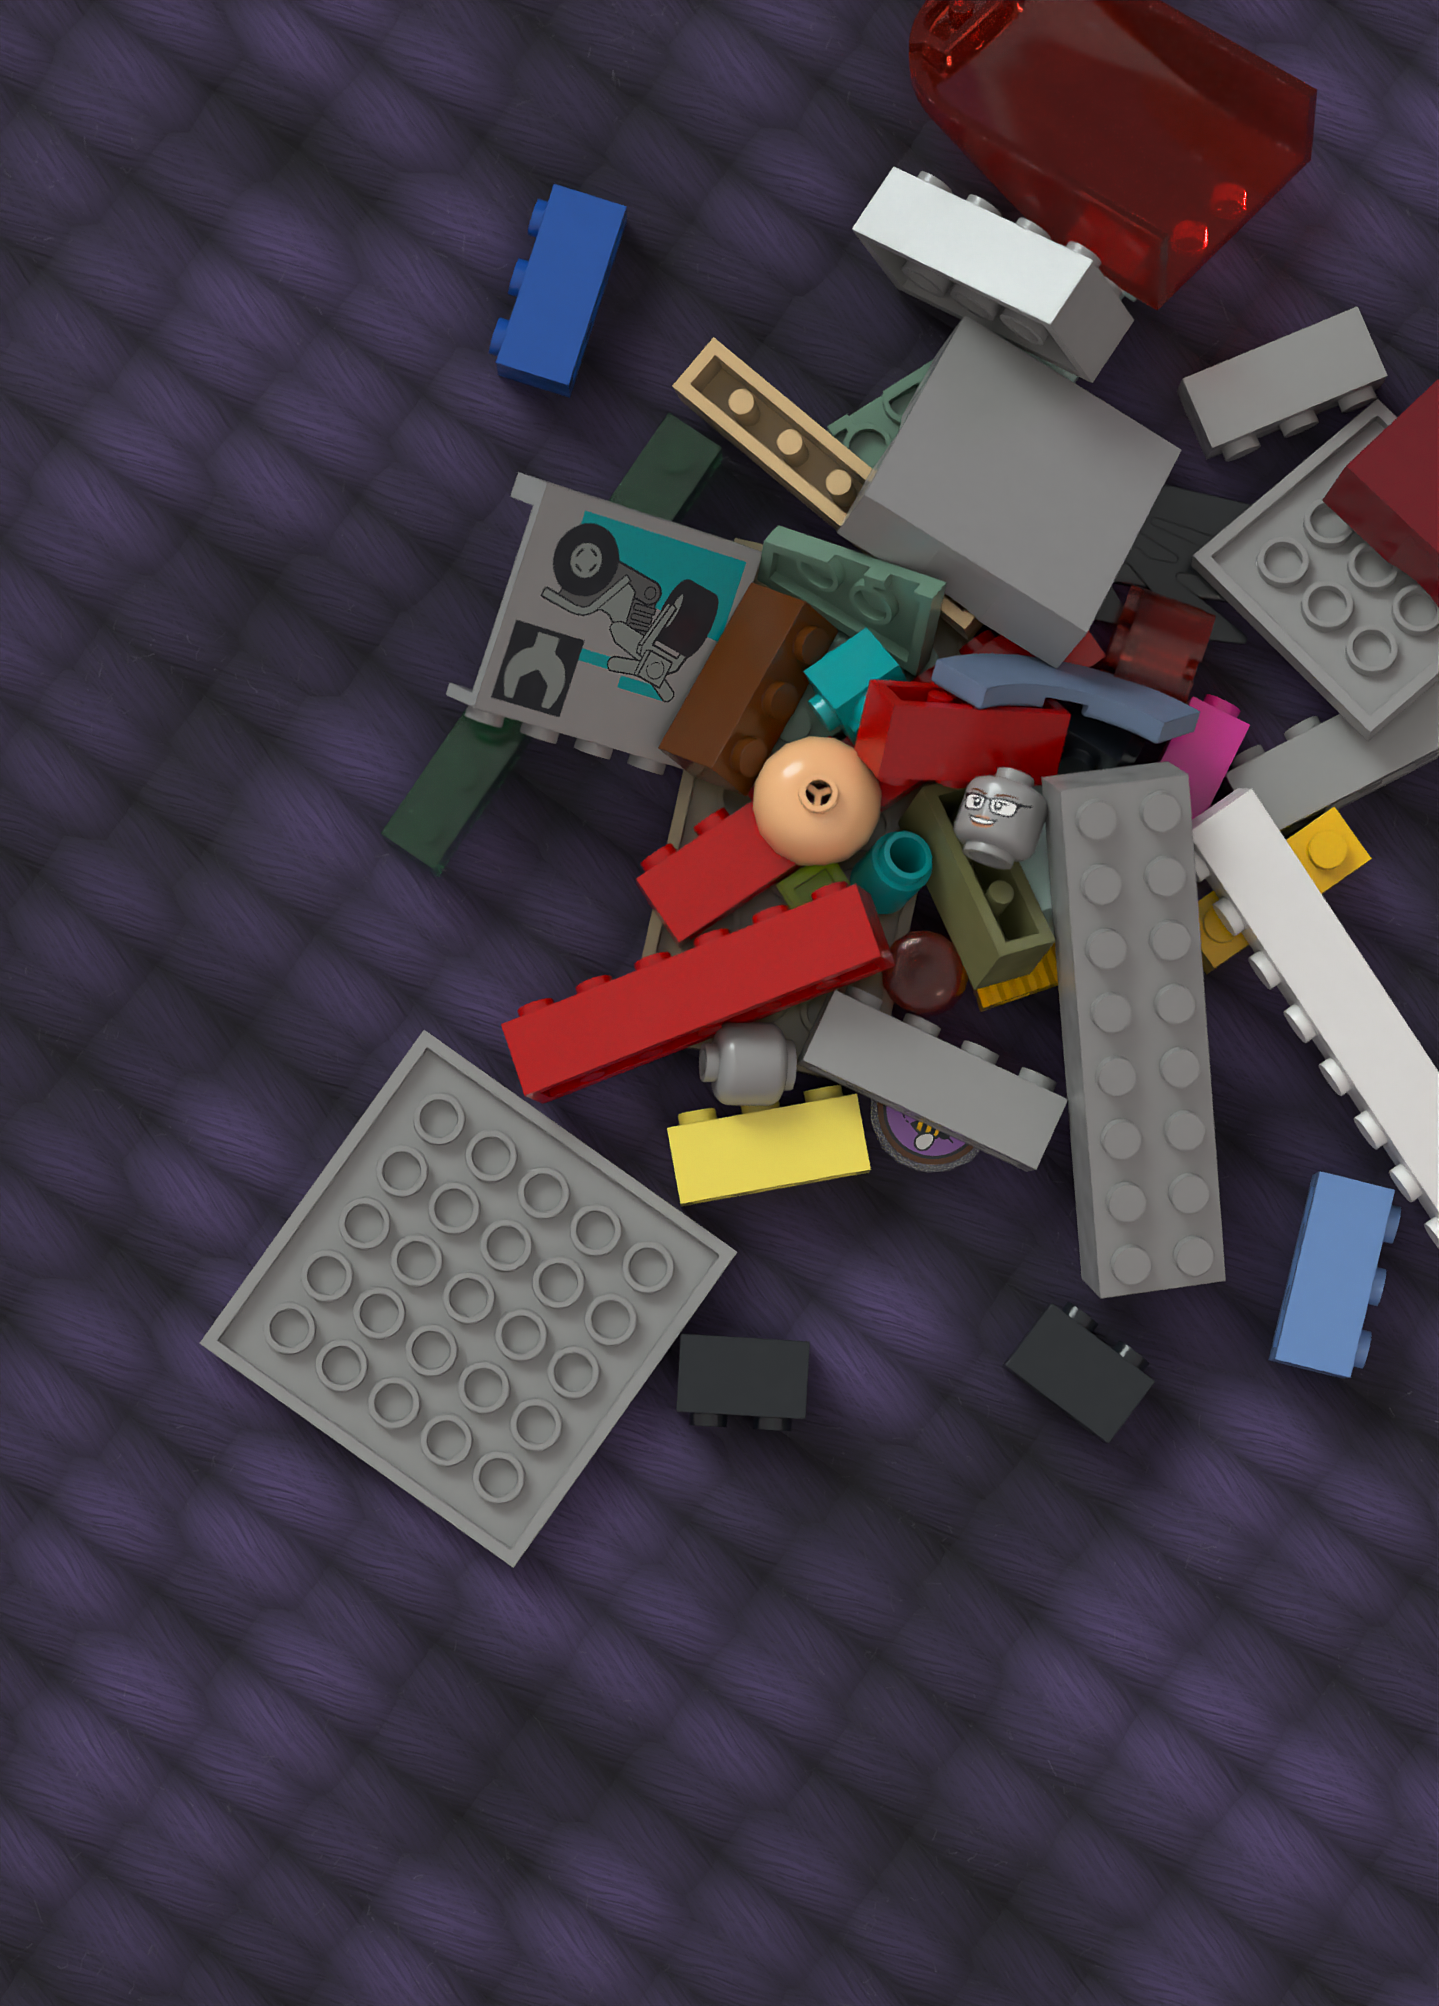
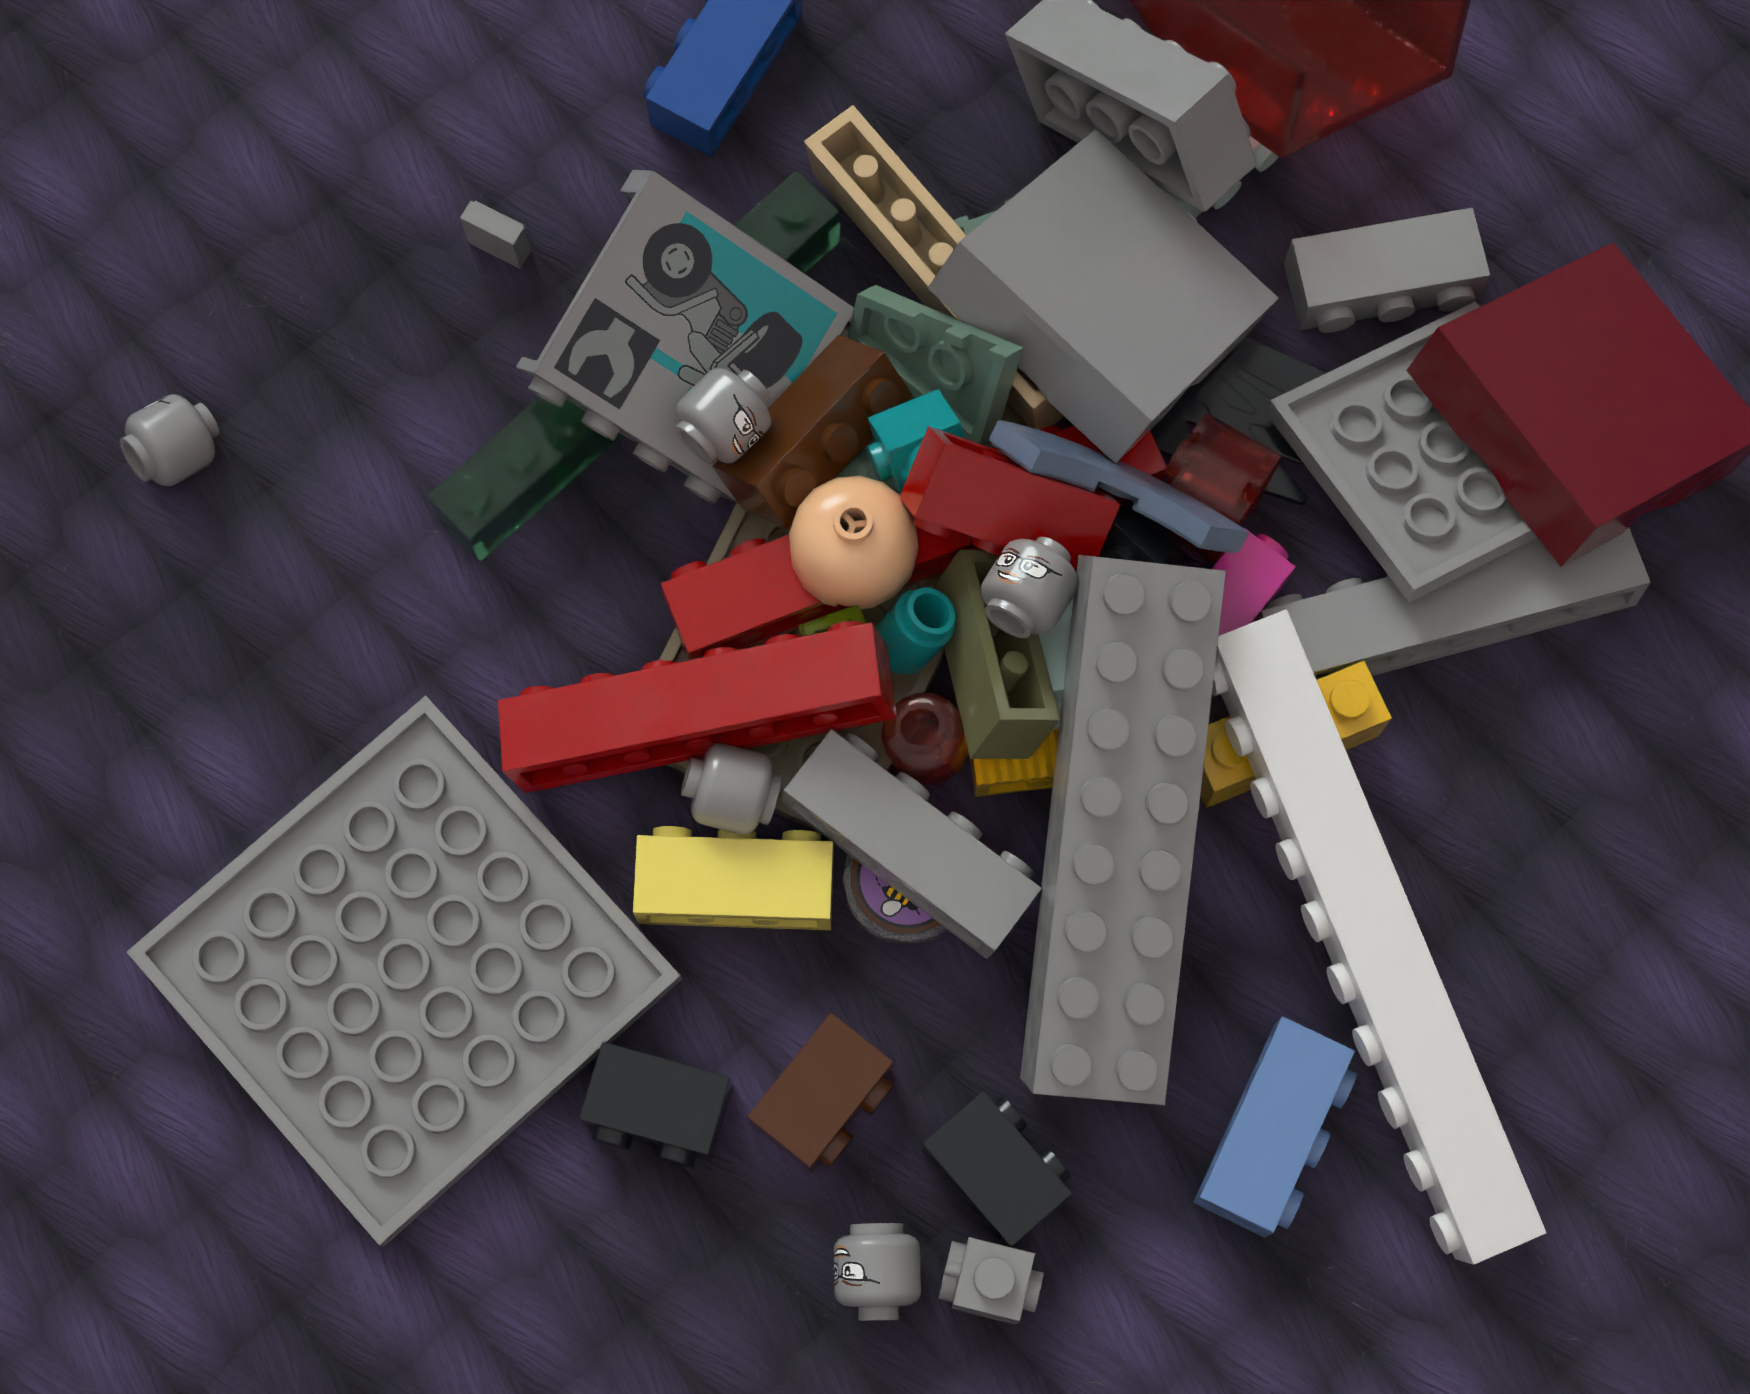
camera: 15 degrees right, 10 degrees down
(101, 823) = (169, 440): none -> light grey head
(374, 534) = (495, 234): none -> light grey tile
(662, 701) = (723, 415): none -> light grey head
(899, 1335) = (823, 1094): none -> reddish brown brick
(986, 1490) = (877, 1270): none -> light grey head
(1094, 1477) = (990, 1280): none -> light grey brick

